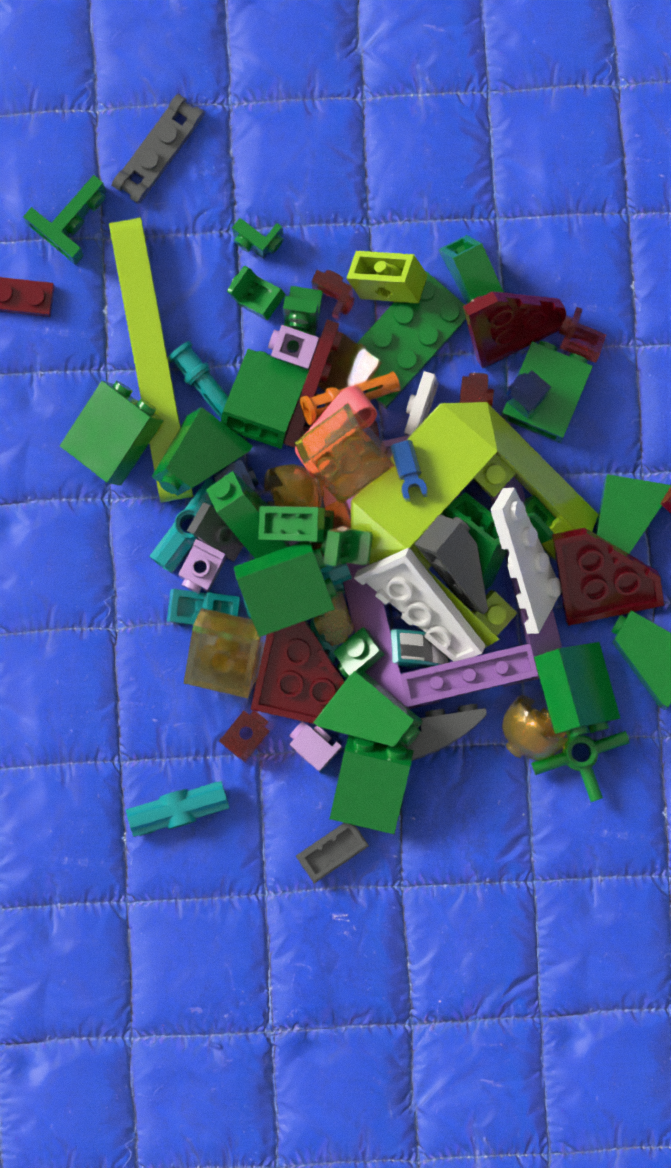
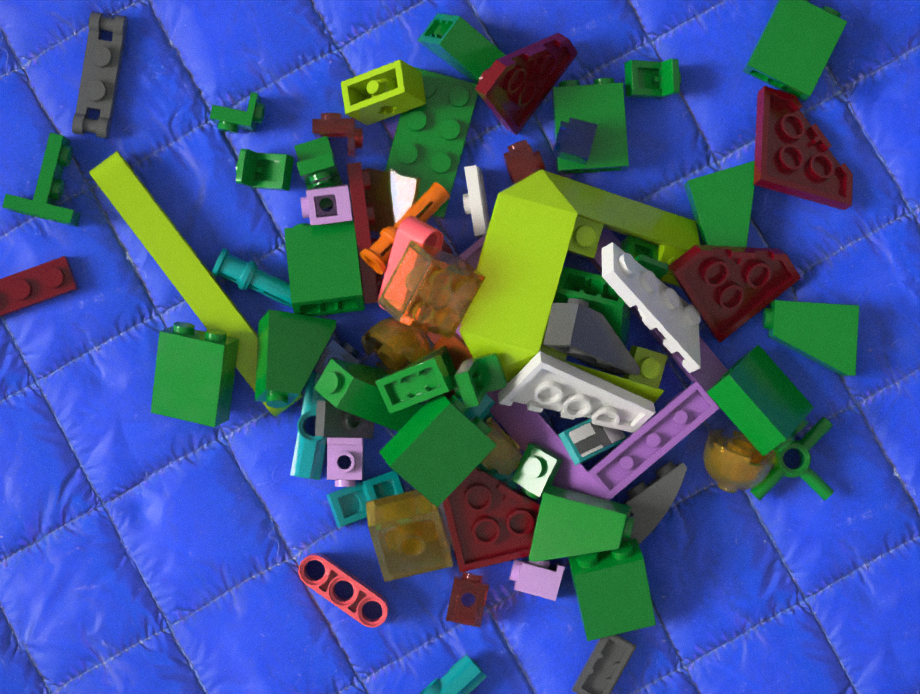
camera: 25 degrees left, 5 degrees up
(138, 660) = (326, 587): none -> coral beam
(408, 467) = (499, 273): blue bar -> none
(580, 338) = (597, 61): clear red bracket -> none
(619, 376) = (652, 78): none -> green bracket

